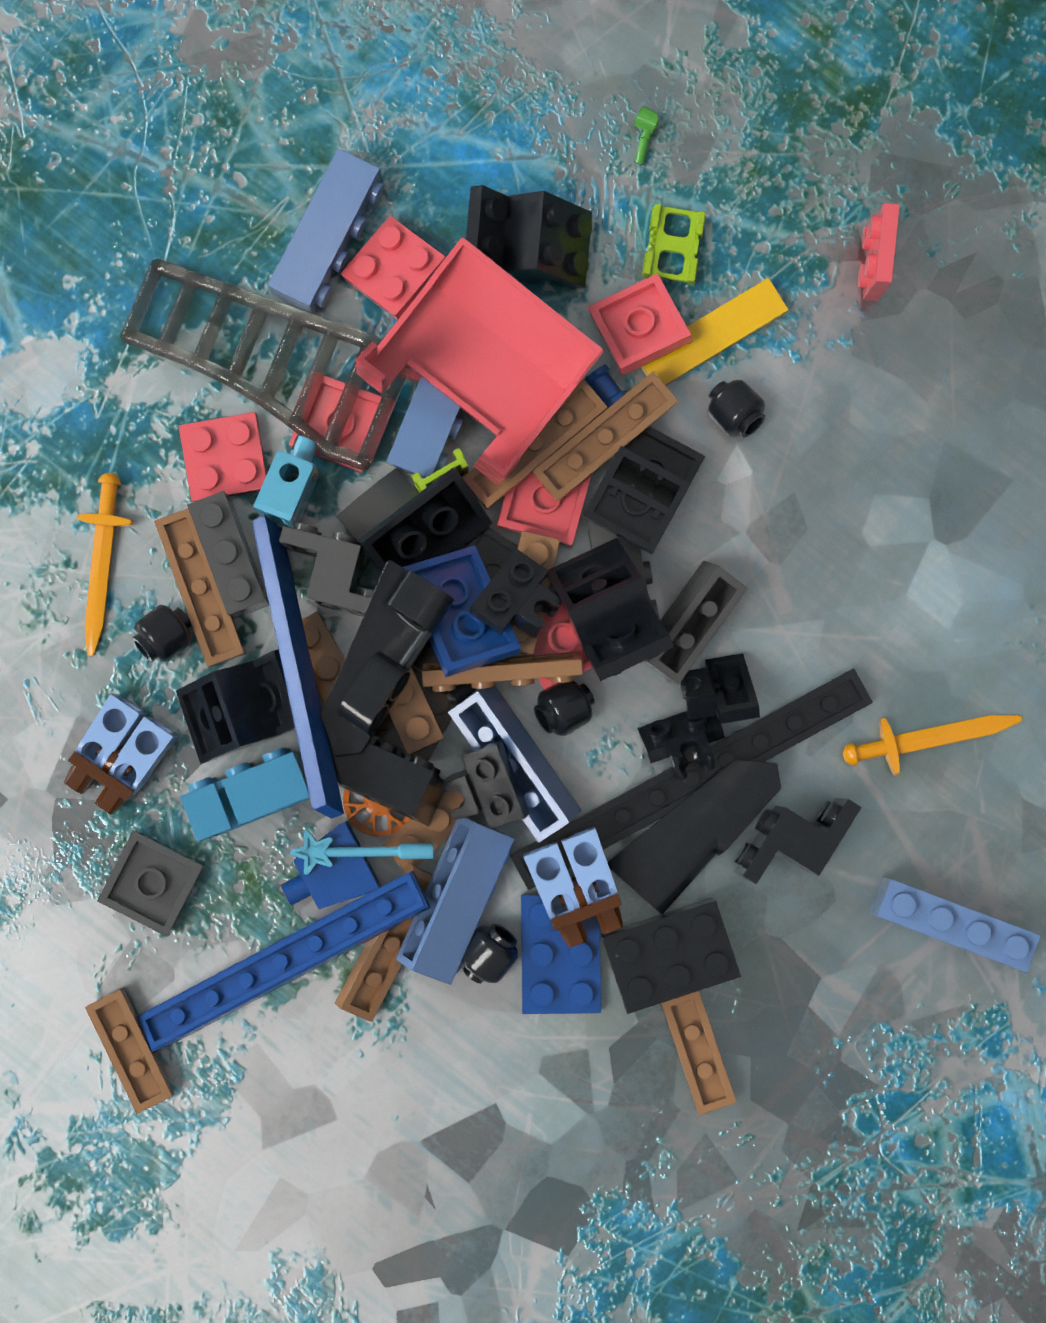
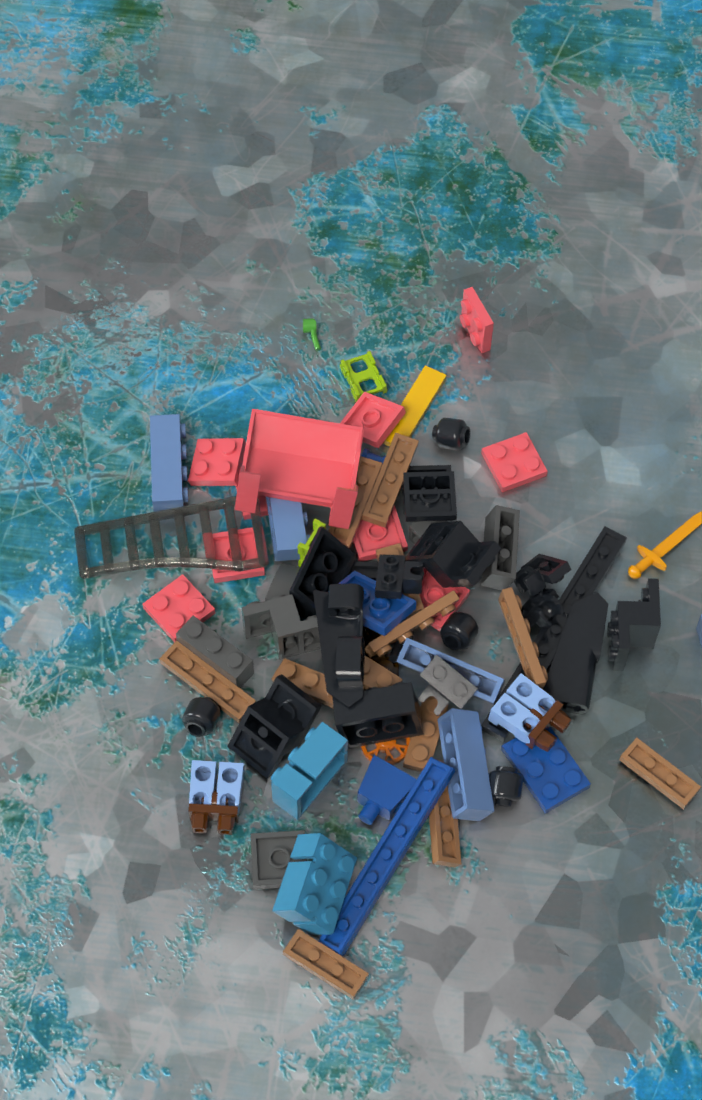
camera: 30 degrees left, 25 degrees down
(101, 557) = (129, 679): light orange sword -> none
(161, 970) = (315, 889): none -> dark azure piece
(283, 500) = (228, 597): medium azure torso -> none
(297, 669) = (297, 678): blue tile -> none
(319, 851) = (369, 778): medium azure piece -> none
(531, 235) = (285, 396): black bracket -> none
(628, 795) = (519, 631): none -> medium nougat plate
(670, 955) = (608, 727): black brick -> none
(797, 496) = (514, 462): none -> coral plate

